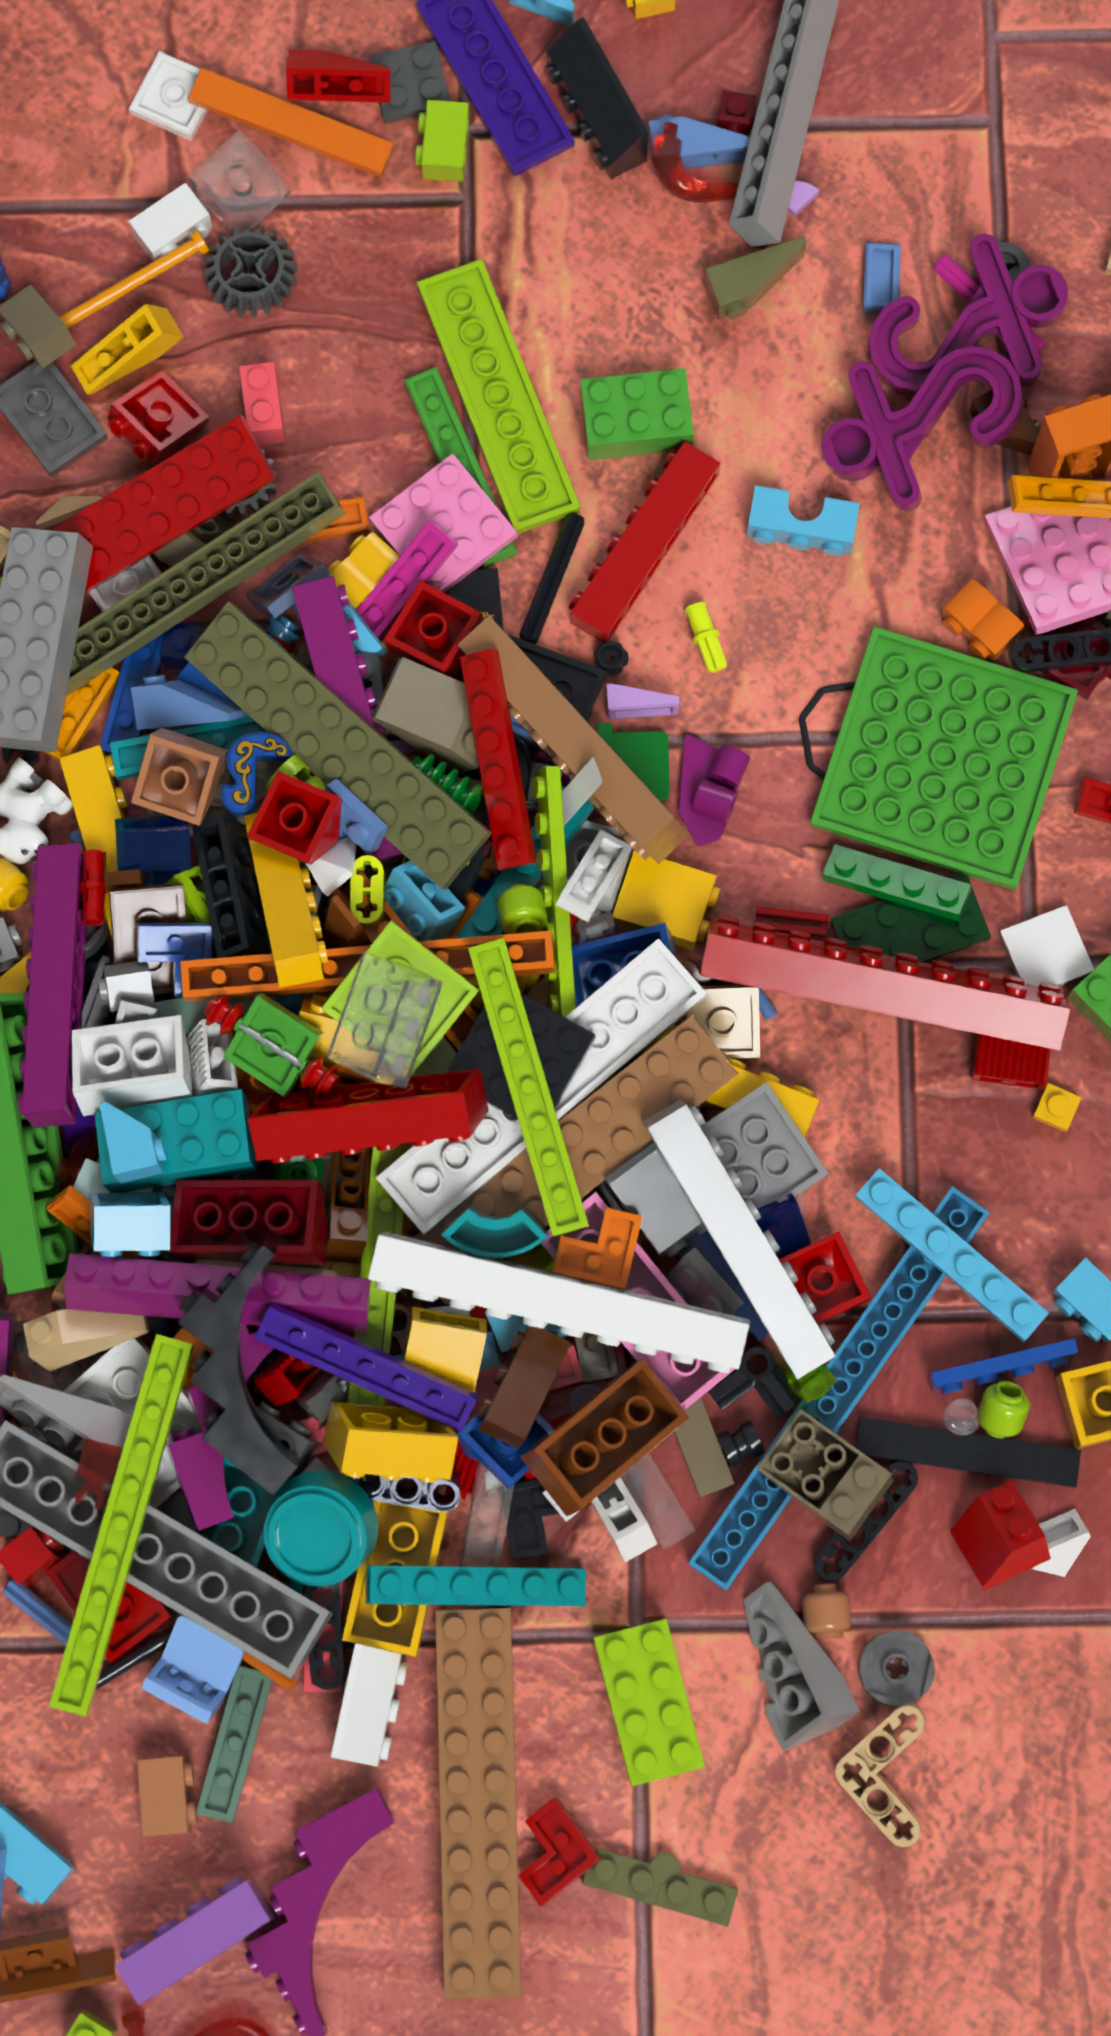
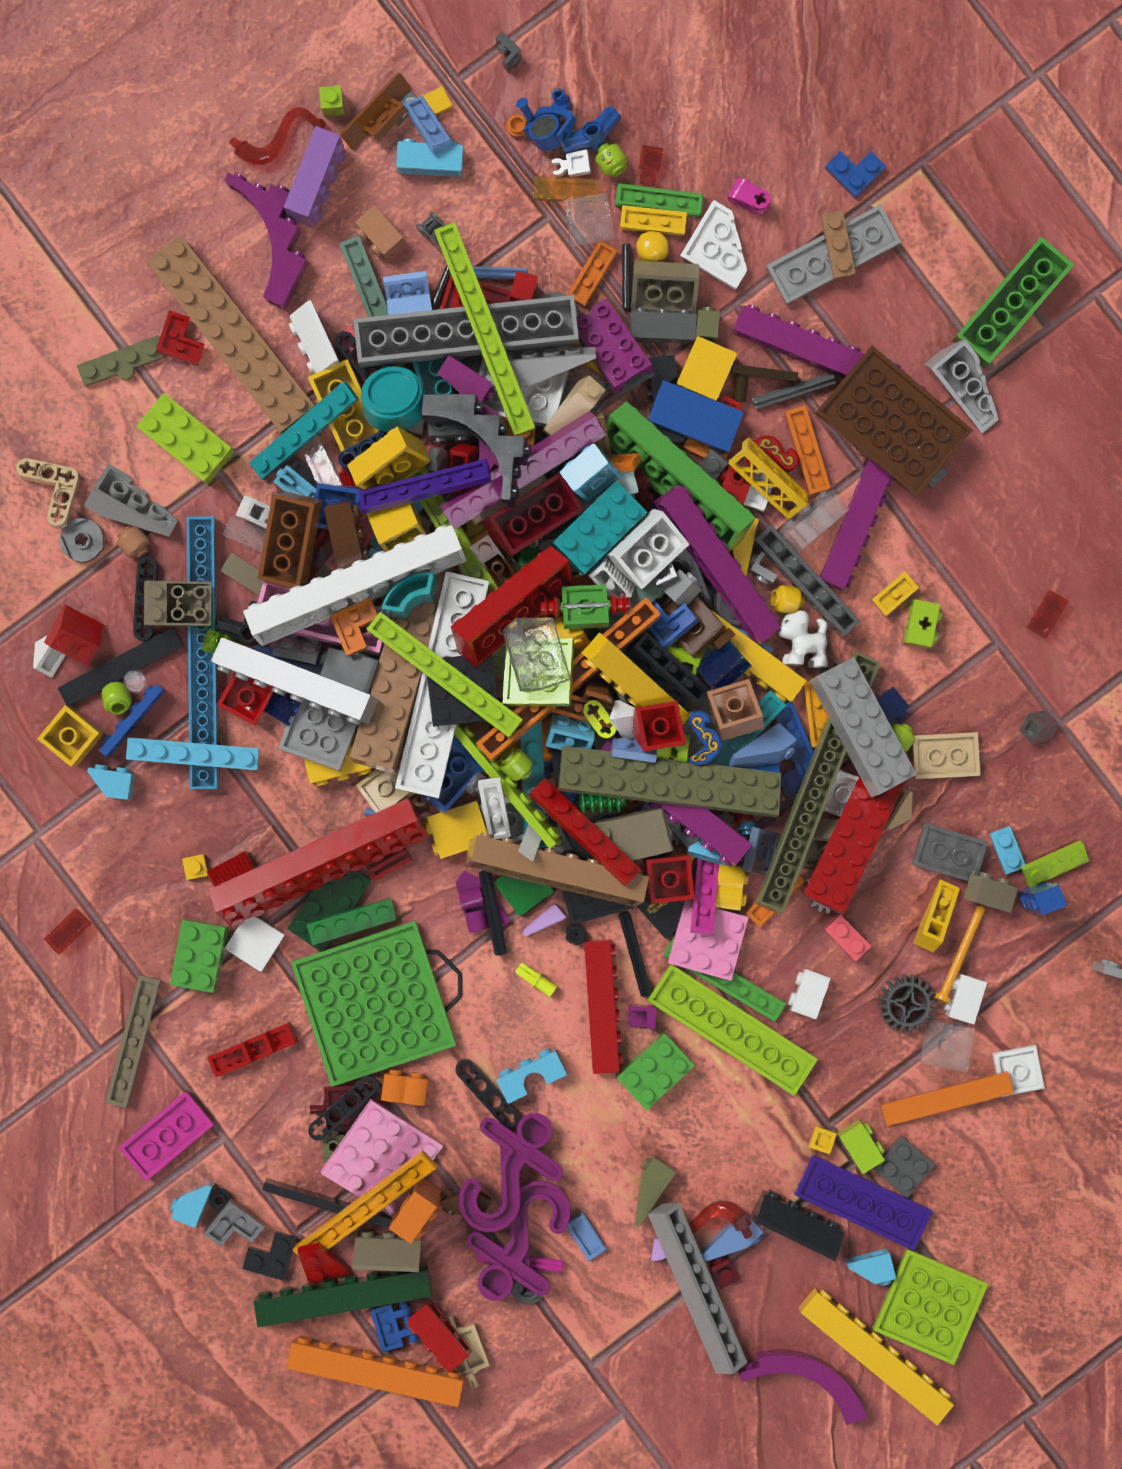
camera: 140 degrees right, 10 degrees up
(87, 1739) = (427, 228): none -> dark grey piece
(93, 887) = (737, 626): red pin -> none
(97, 1466) = (515, 348): clear red plate -> none
(131, 1146) = (614, 506): medium azure slope -> none
(156, 418) = (894, 891): red plate -> none
(335, 77) = (943, 1137): red slope -> none
(364, 370) = (809, 993): none -> white brick
(487, 183) = (822, 1139): none -> yellow plate
(543, 1522) = (291, 481): none -> medium azure hinge
(600, 494) = (642, 1016): none -> magenta panel
(701, 757) = (492, 912): none -> black axle
(741, 1443) = (230, 591): black wheel -> none
(877, 541) = (484, 1095): none -> black beam

